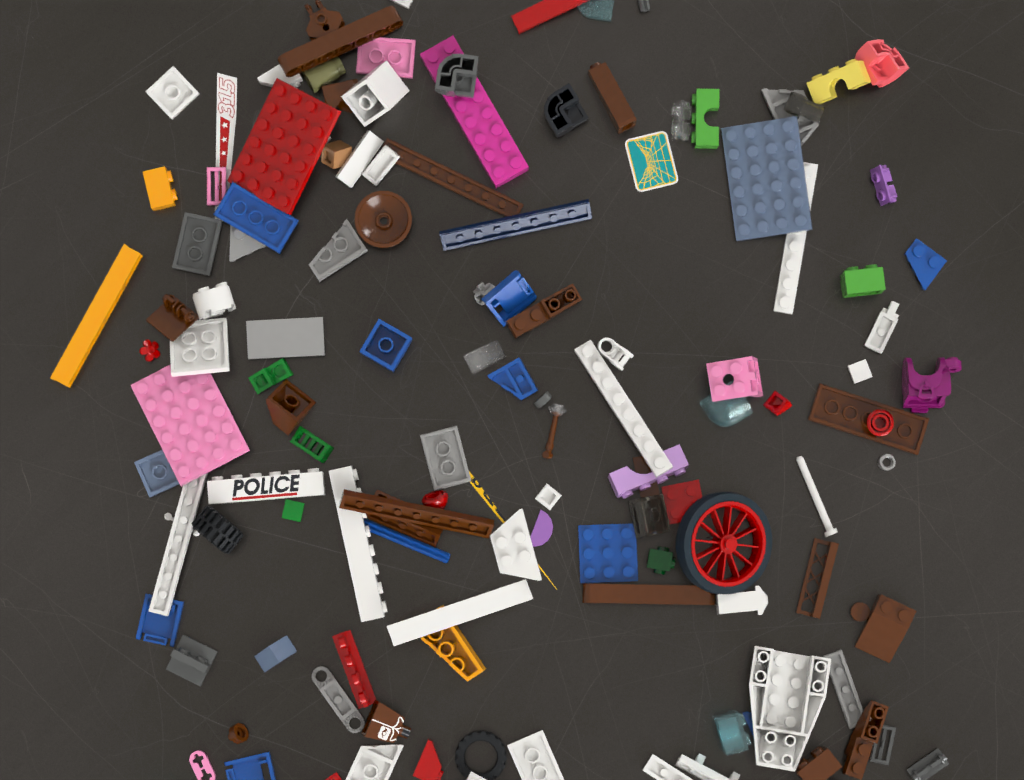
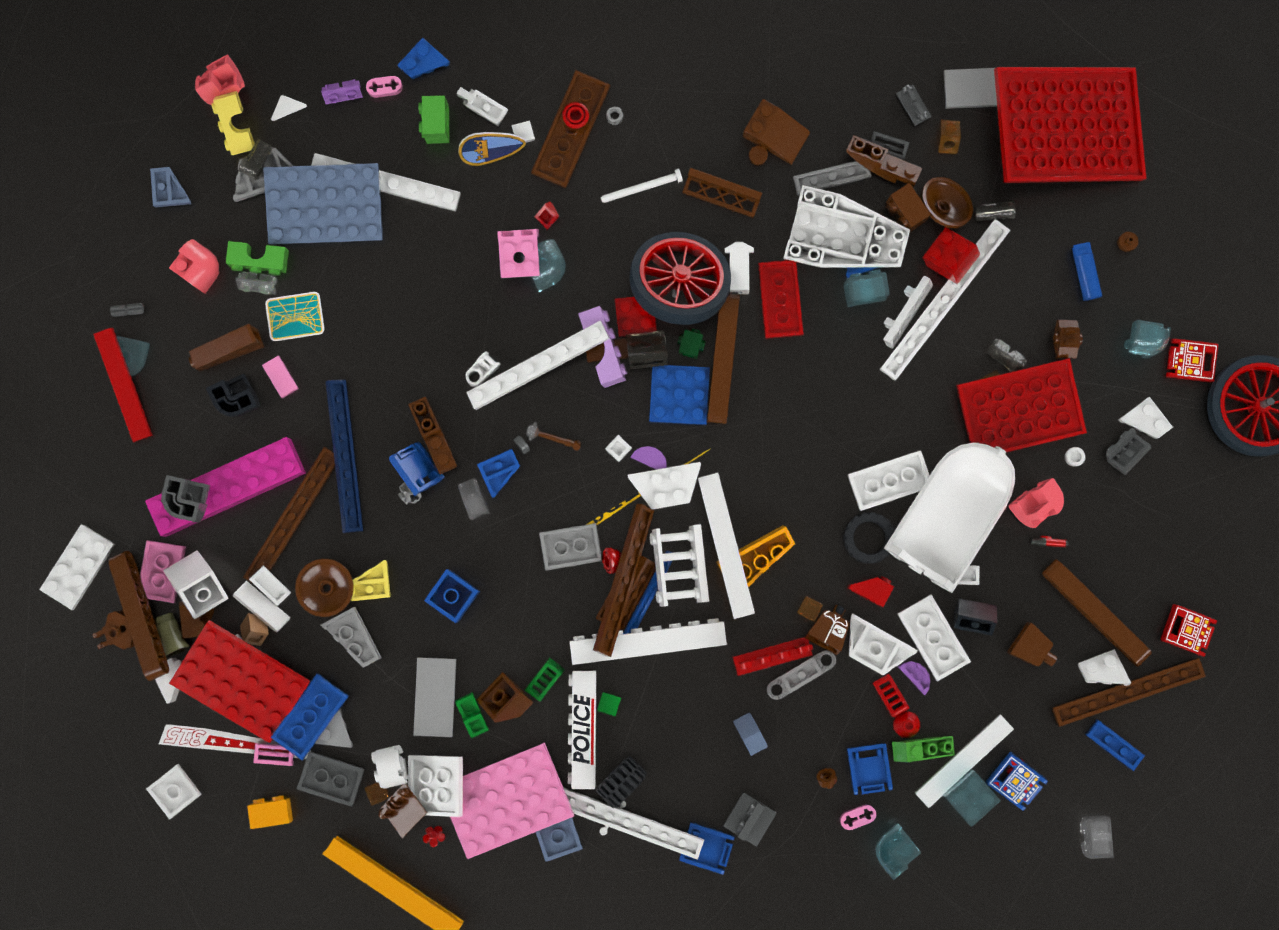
camera: 80 degrees left, 0 degrees up
(186, 290) = (376, 793): none -> clear orange tile
(391, 265) = (372, 583): none -> light yellow wing
(404, 702) = (809, 608): none -> clear orange tile
(448, 582) = (695, 554): none -> white fence
(589, 153) = (280, 377): none -> bright pink tile
(692, 59) = (196, 265): none -> coral brick
(714, 647) = (780, 299): none -> red tile
(767, 22) = (167, 188): none -> sand blue wing
(840, 338) = (489, 147): none -> shield
(863, 131) = (286, 106): none -> white sticker
(888, 228) = (383, 82): none -> bright pink beam
(927, 390) = (548, 69): magenta animal -> none

